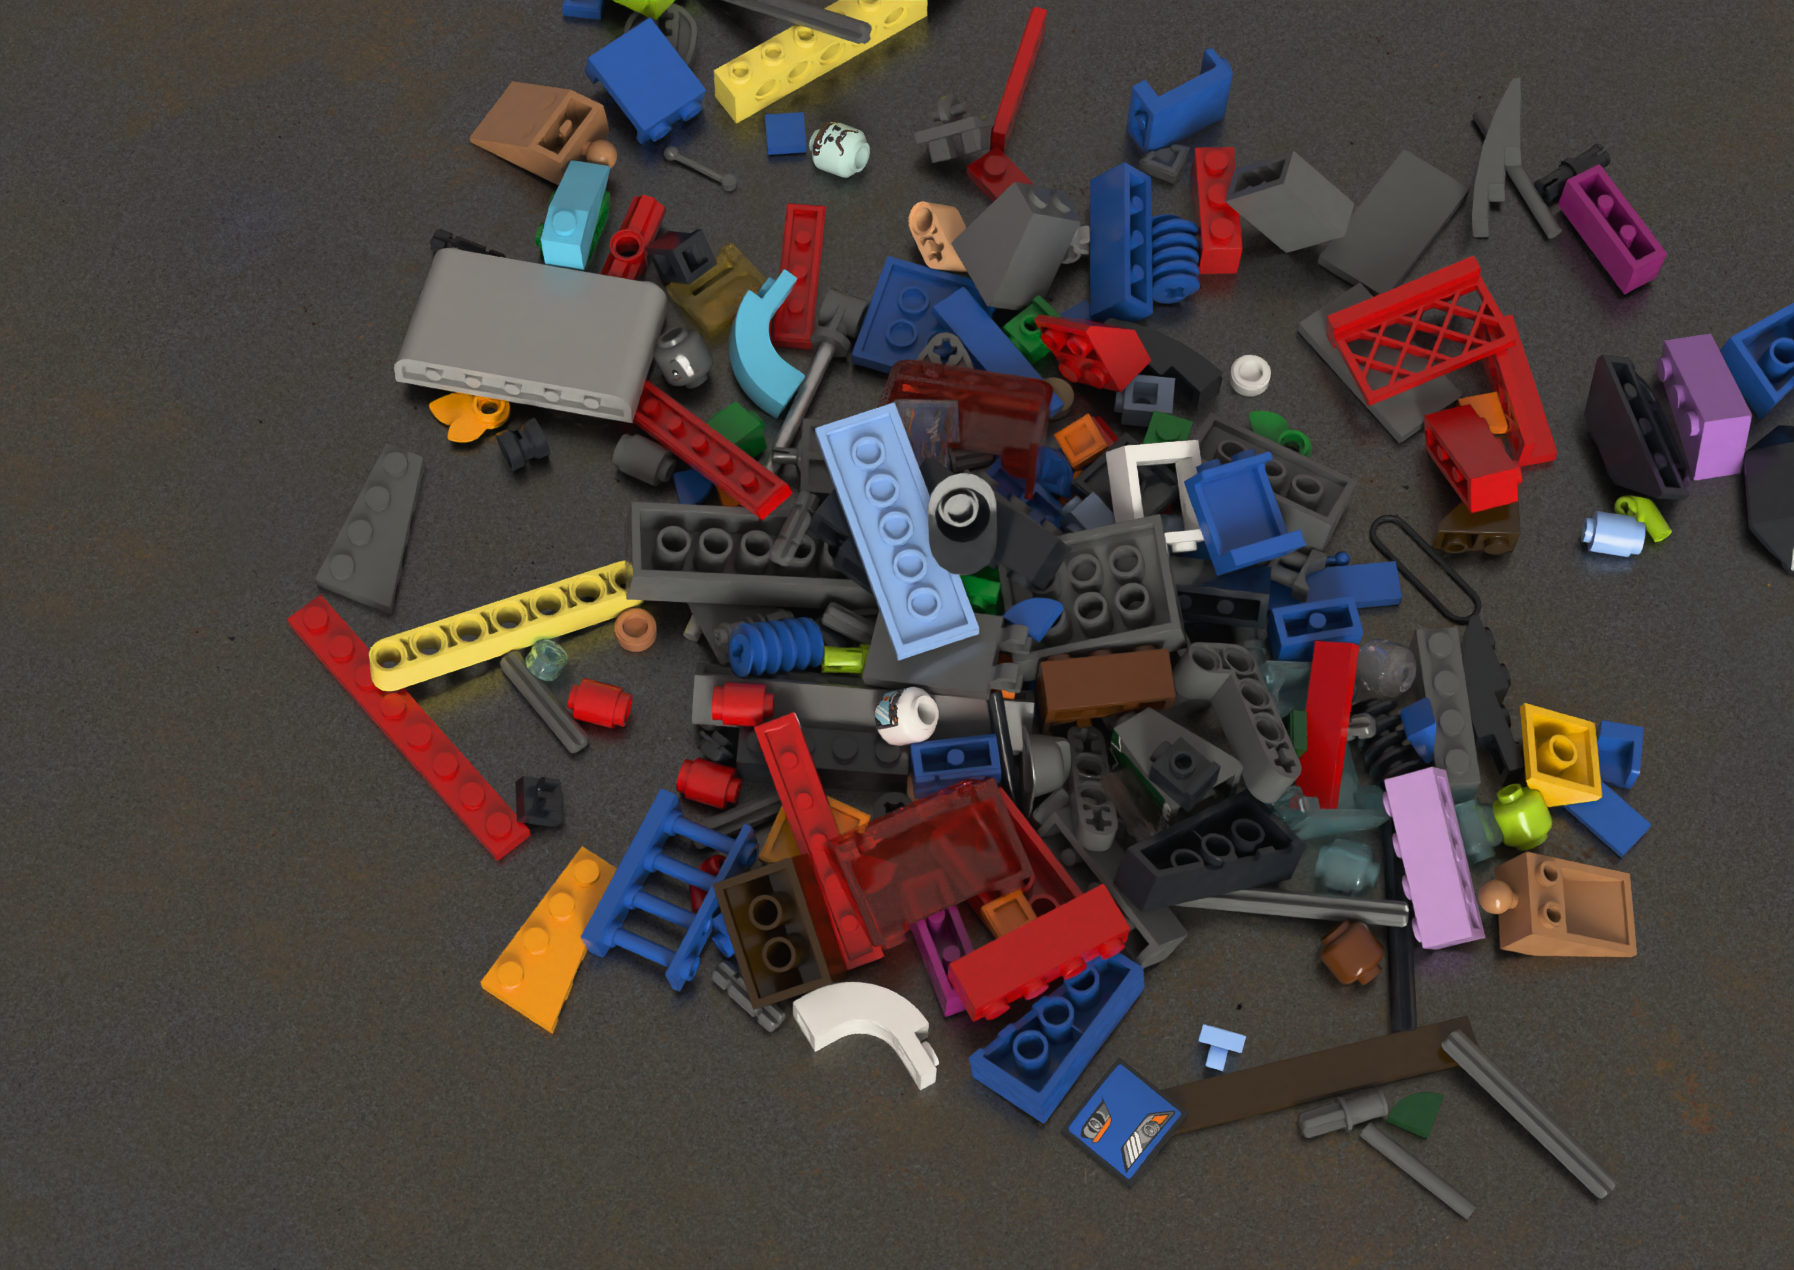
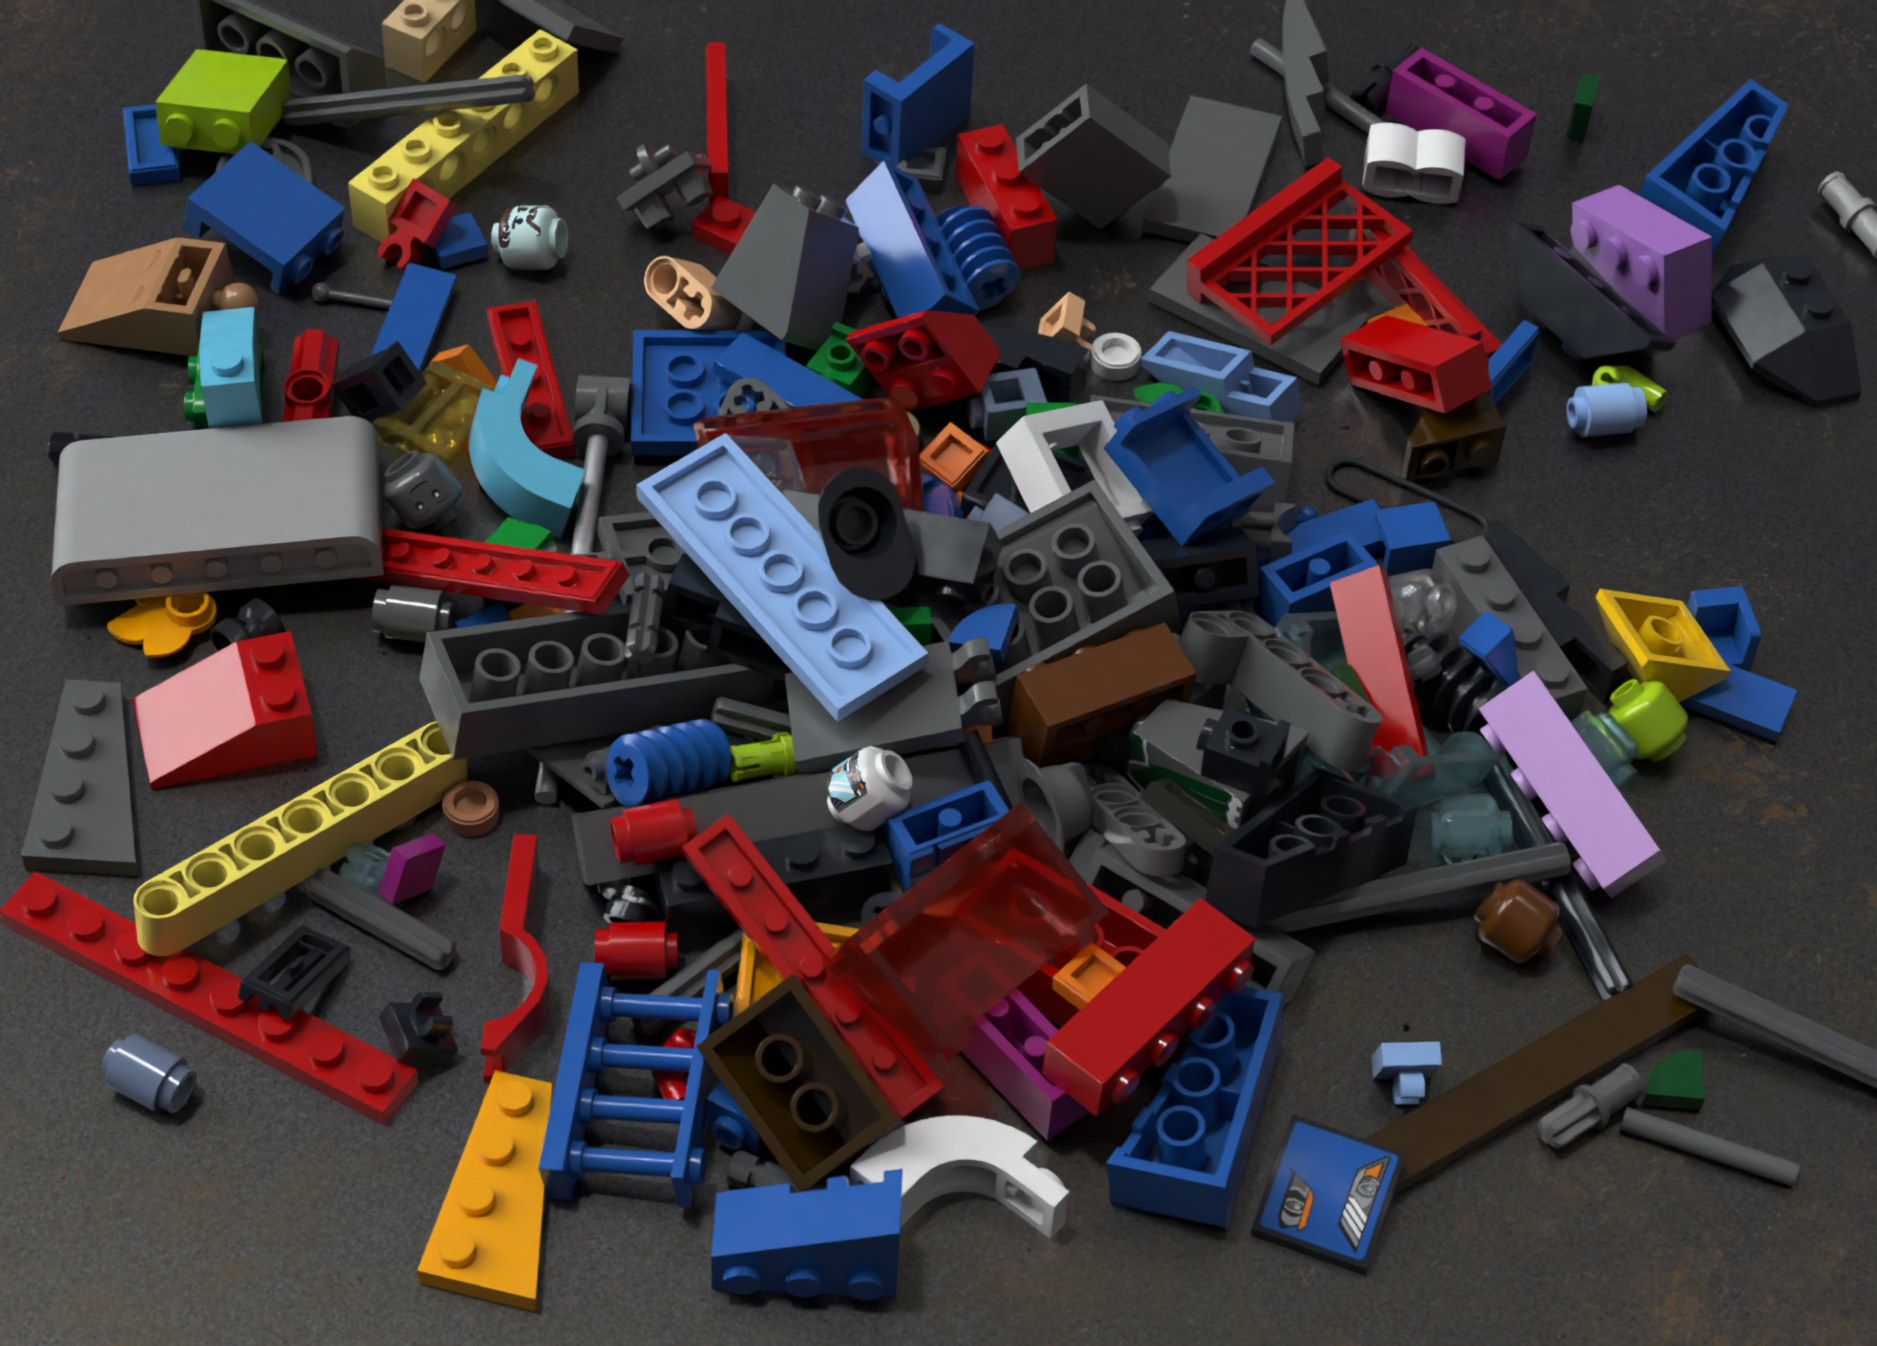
camera: 20 degrees left, 15 degrees down
(348, 777) = (148, 1073): none -> sand blue brick
(458, 755) = (305, 975): none -> black tile
(488, 505) = (227, 714): none -> red slope
(572, 671) = (412, 868): none -> magenta tile
(597, 826) = (511, 1036): none -> red piece
(600, 703) = (458, 898): red brick -> none
(730, 198) = (417, 312): none -> blue tile
(746, 1046) = (809, 1240): none -> blue wedge
(754, 253) = (468, 362): none -> orange tile
(760, 116) = (419, 218): none -> red plate
(1215, 340) = (1067, 321): none -> light nougat tile
(1324, 422) = (1226, 374): none -> medium blue slope
(1406, 607) = (1411, 536): none -> blue panel
(1550, 473) = (1512, 360): none -> blue tile
(1557, 262) = (1414, 163): none -> white brick
(1561, 908) = (1737, 807): medium nougat slope -> none
(1720, 245) = (1583, 106): none -> dark green tile

